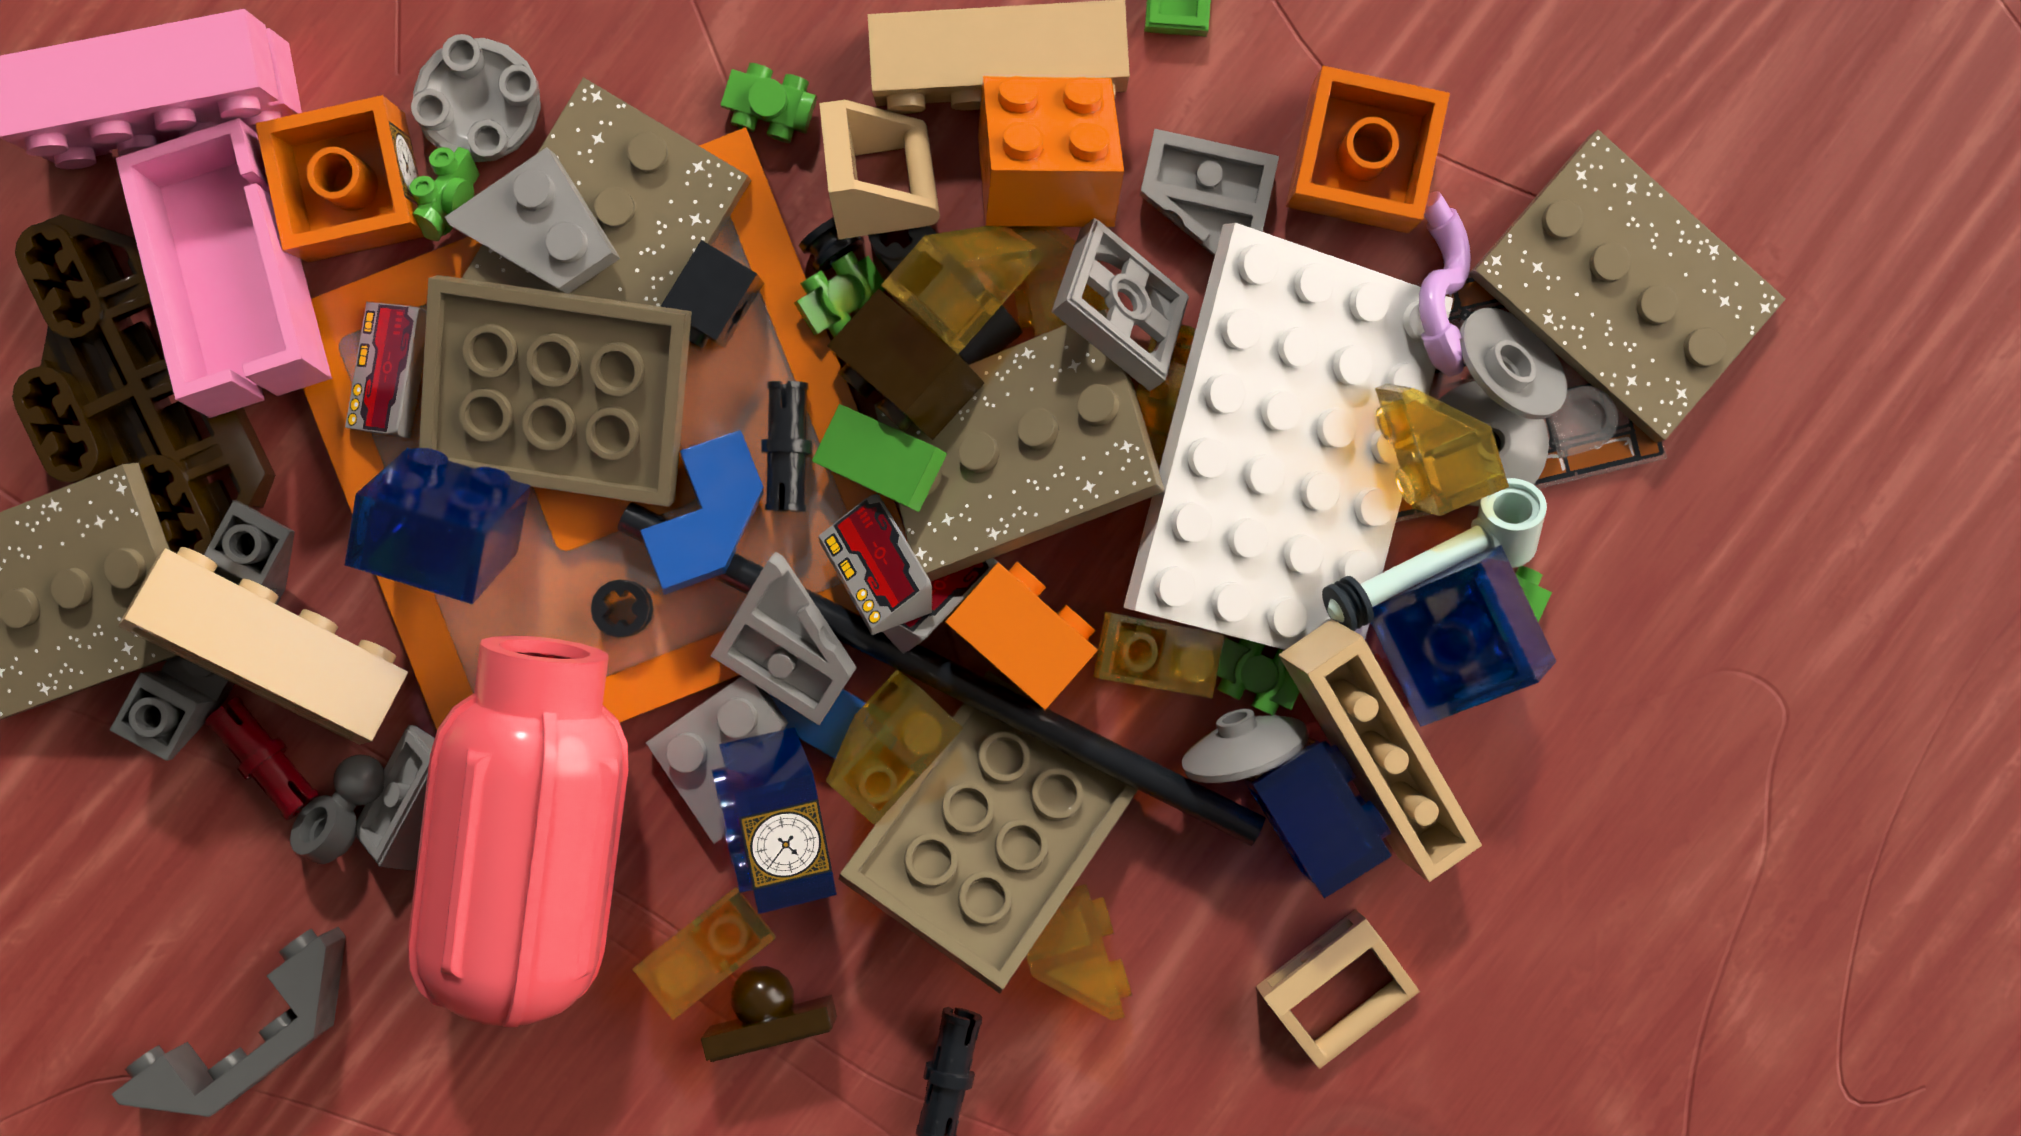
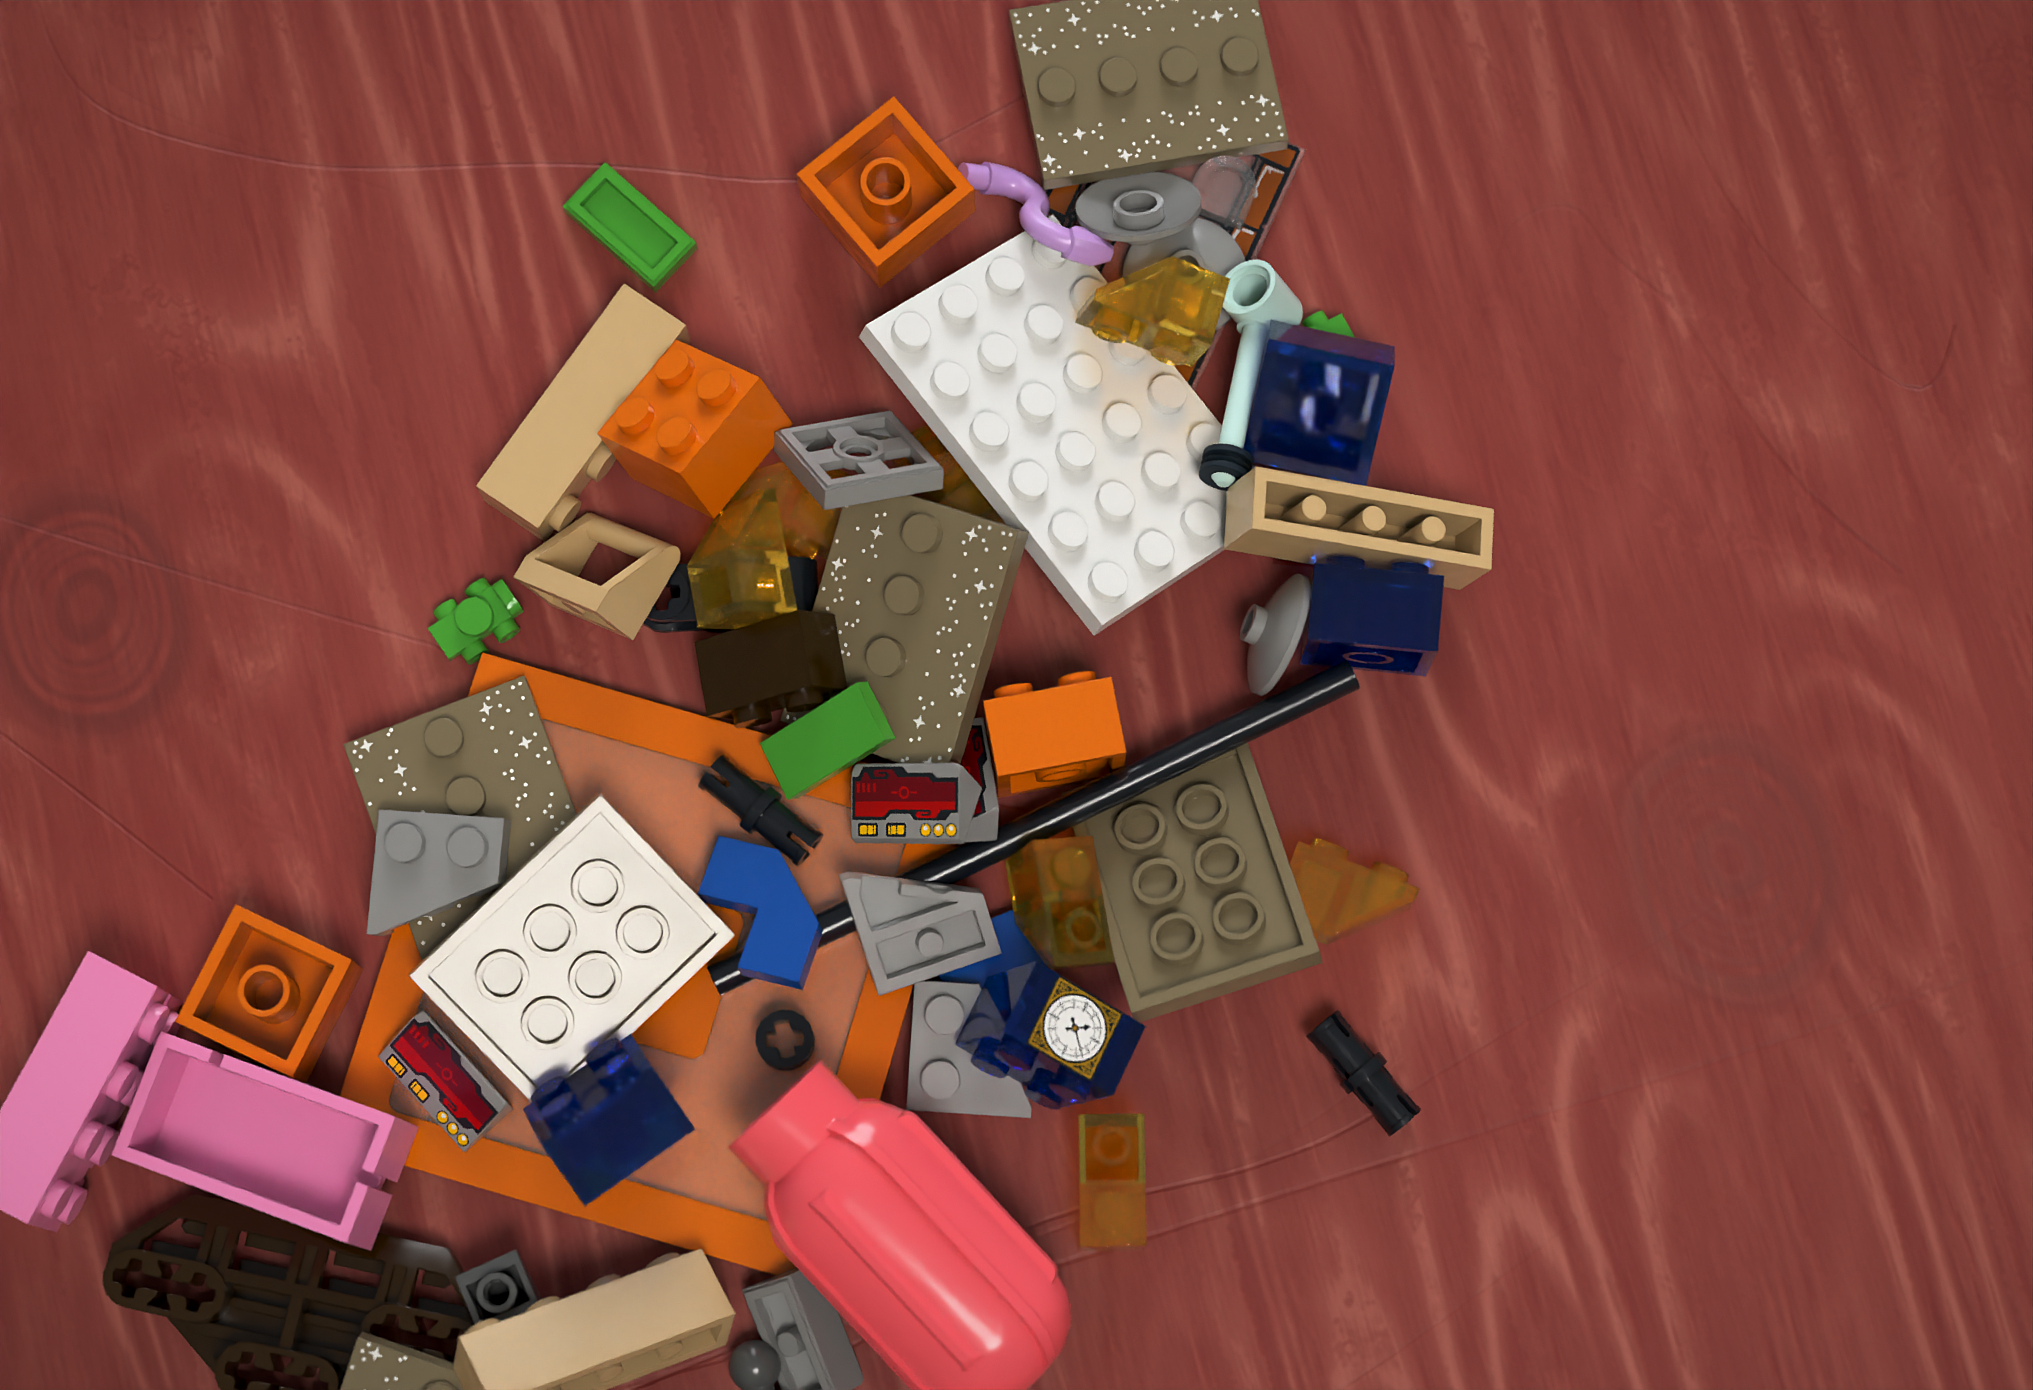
camera: 55 degrees left, 10 degrees down
(448, 192) = (343, 924): bright green piece -> none
(476, 98) = (287, 847): light grey dish -> none
(715, 292) = (596, 764): black brick -> none
(766, 1016) = (1191, 1175): dark brown tile -> none
(826, 246) = (627, 658): black bush -> none
(831, 301) = (673, 687): bright green piece -> none
(1158, 655) = (1154, 642): clear yellow slope -> none
(1207, 185) = (815, 334): light grey wing -> none
(1246, 668) = (1220, 591): bright green piece -> none
(1319, 964) = (1496, 712): tan tile -> none

